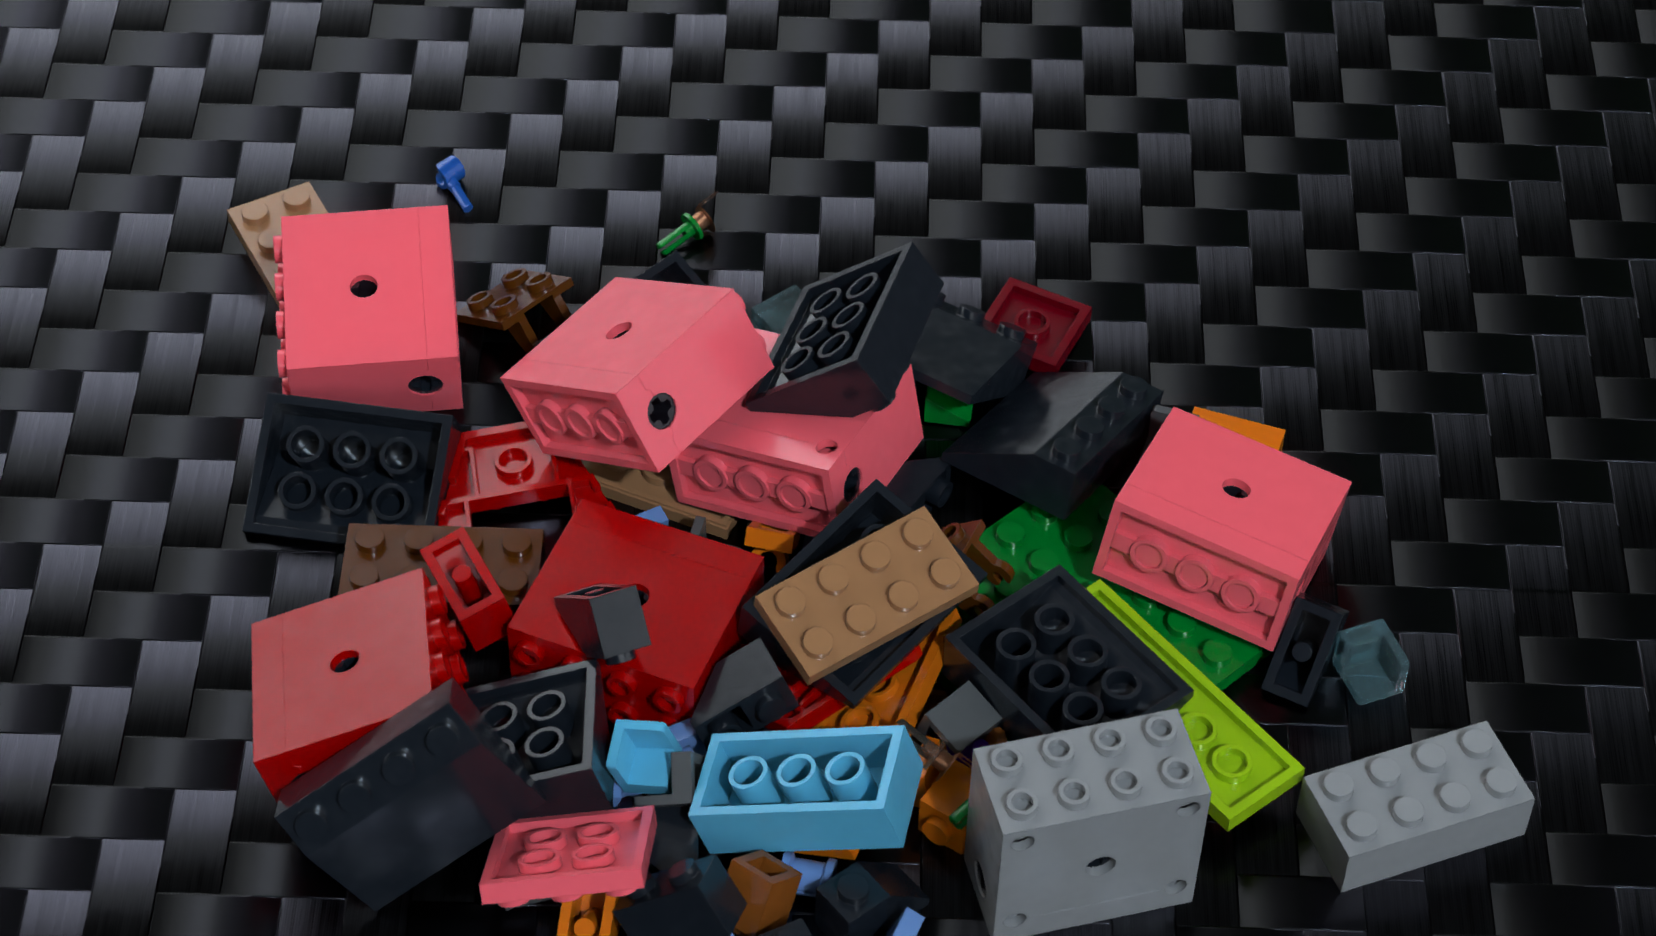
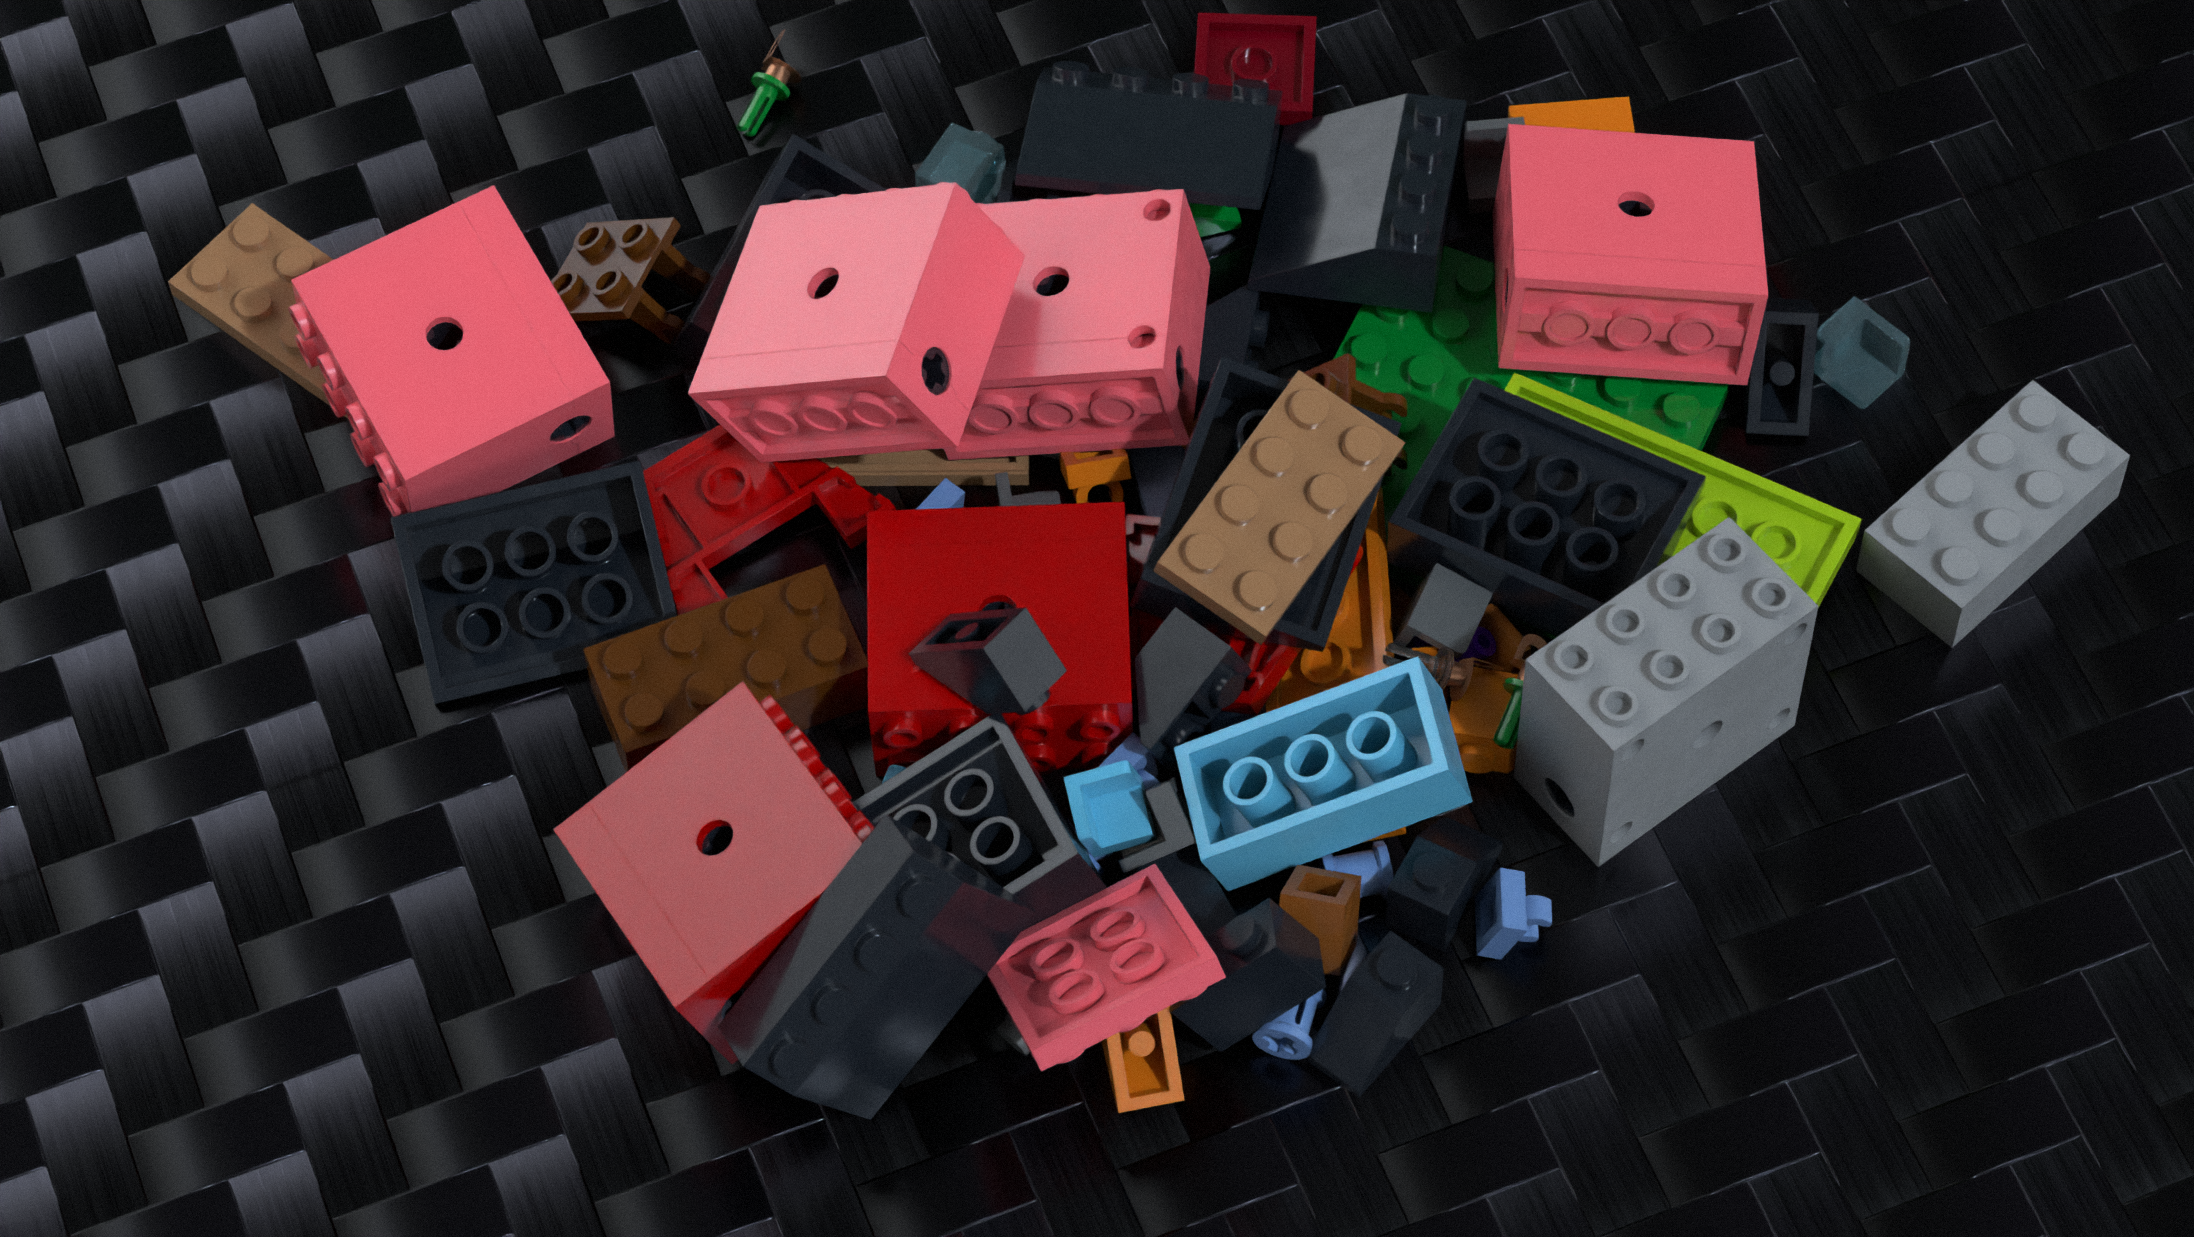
camera: 20 degrees left, 10 degrees up
(448, 176) = (423, 130): blue hand -> none
(469, 588) = (802, 680): red slope -> none
(850, 338) = (1095, 183): black slope -> none

